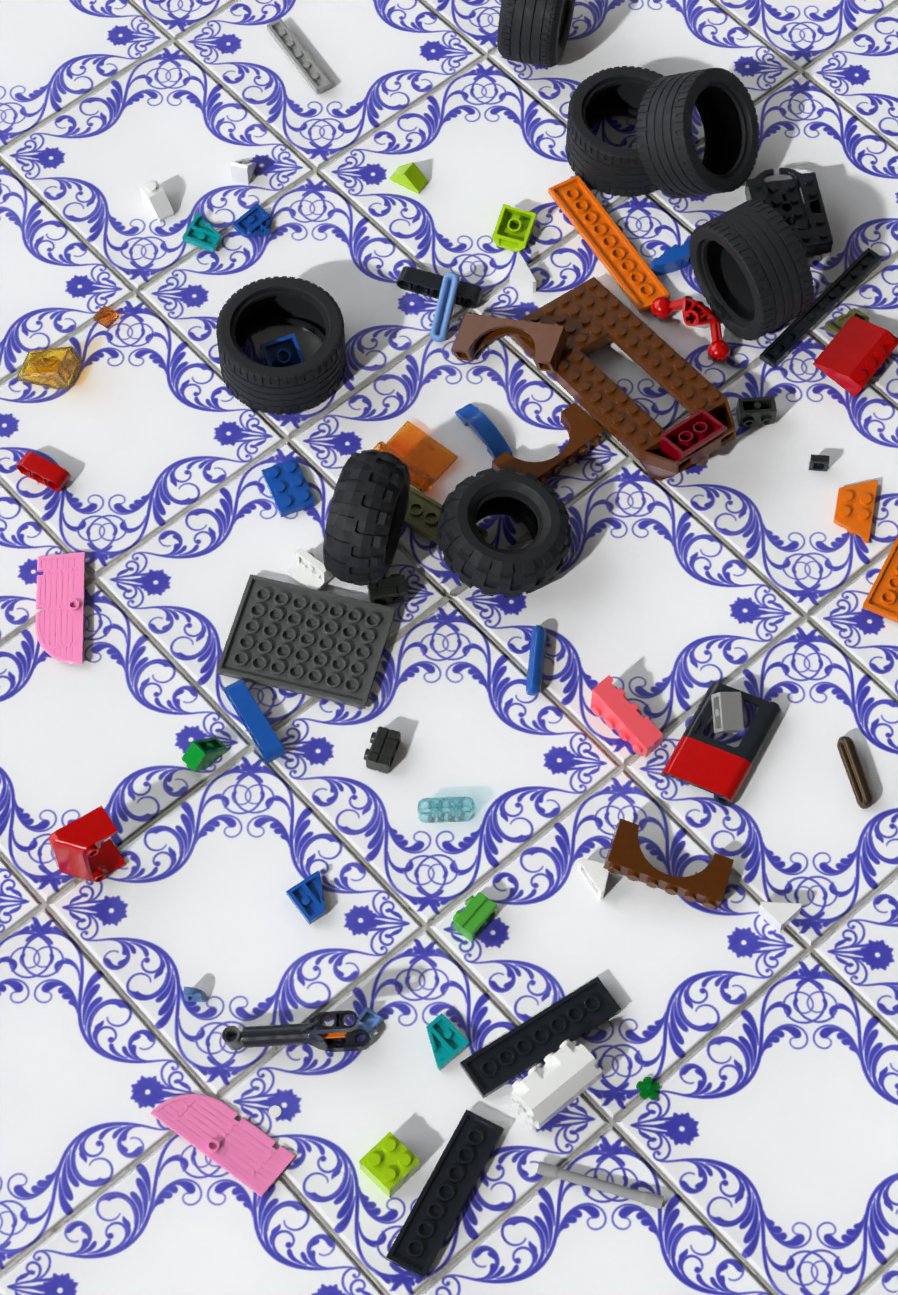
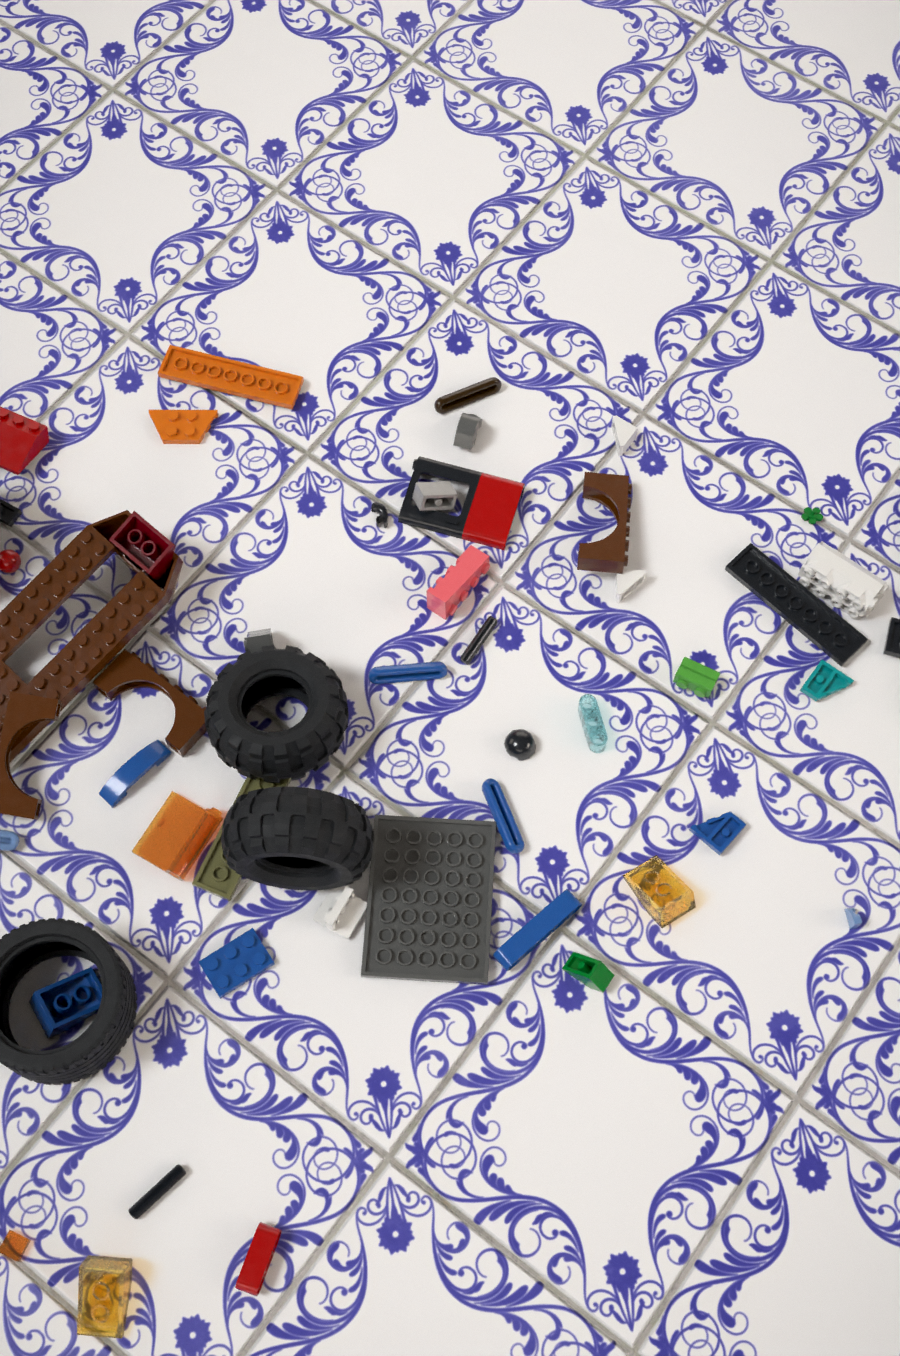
camera: 100 degrees left, 5 degrees up
(62, 600) = (425, 1186): bright pink door -> none
(79, 848) = (747, 1052): red windscreen -> none
(116, 411) = (157, 1191): none -> black axle
(263, 830) = (660, 891): none -> clear yellow slope
(312, 1033) = (866, 788): black piece -> none
(369, 1020) = (825, 753): medium blue tile -> none
(370, 713) = (503, 816): none -> blue piece
(383, 749) = (541, 795): pearl dark grey brick -> none
(439, 744) = (520, 744): none -> black hair
(559, 729) = (478, 640): none -> black axle
(588, 536) = (257, 639): none -> dark grey brick
(727, 668) = (382, 511): none -> black arm
(756, 411) = (82, 511): pearl dark grey brick -> none
(809, 759) = (467, 430): none -> dark grey brick
(818, 462) = (136, 459): black tile -> none

